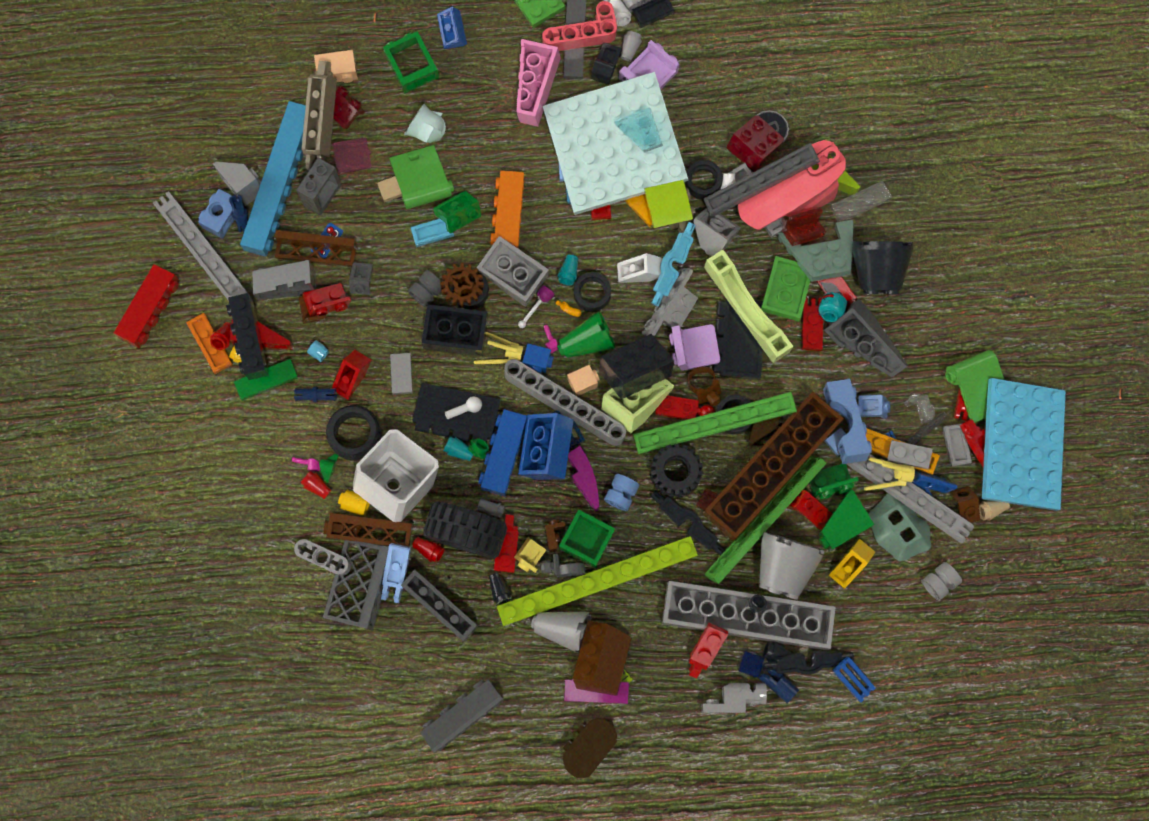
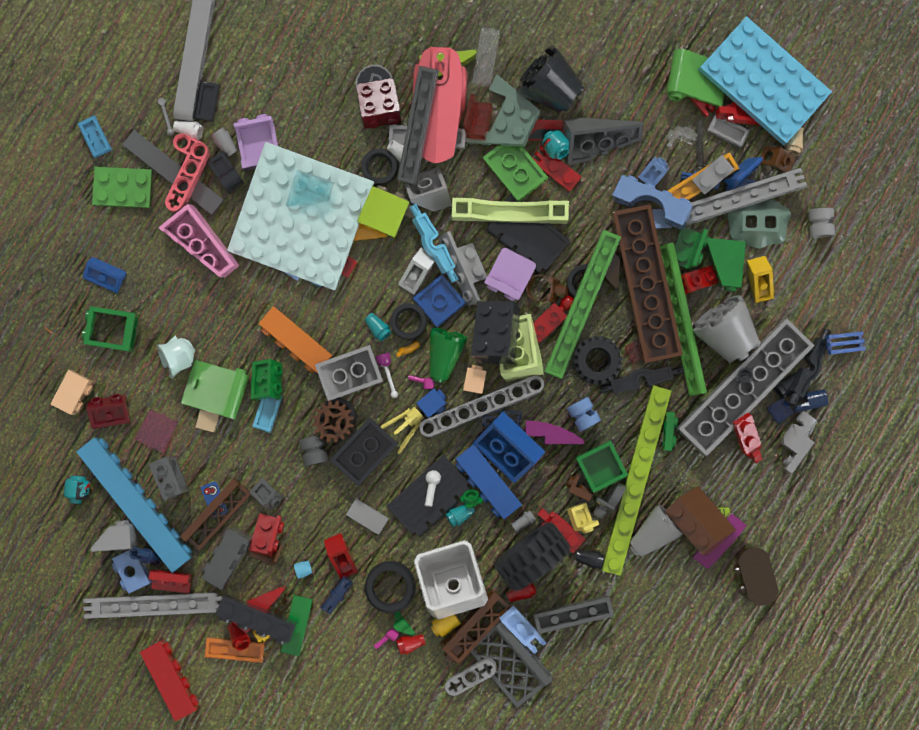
camera: 55 degrees left, 10 degrees up
(232, 250) = (170, 581): none -> red bracket
(258, 124) = (76, 489): none -> teal head
(319, 114) = (107, 436): dark tan hinge -> none
(462, 716) = (667, 654): dark grey slope -> none
(628, 306) = (439, 300): none -> blue tile
(669, 573) = (670, 423): none -> green plate
(902, 472) = (721, 191): light yellow plant -> none

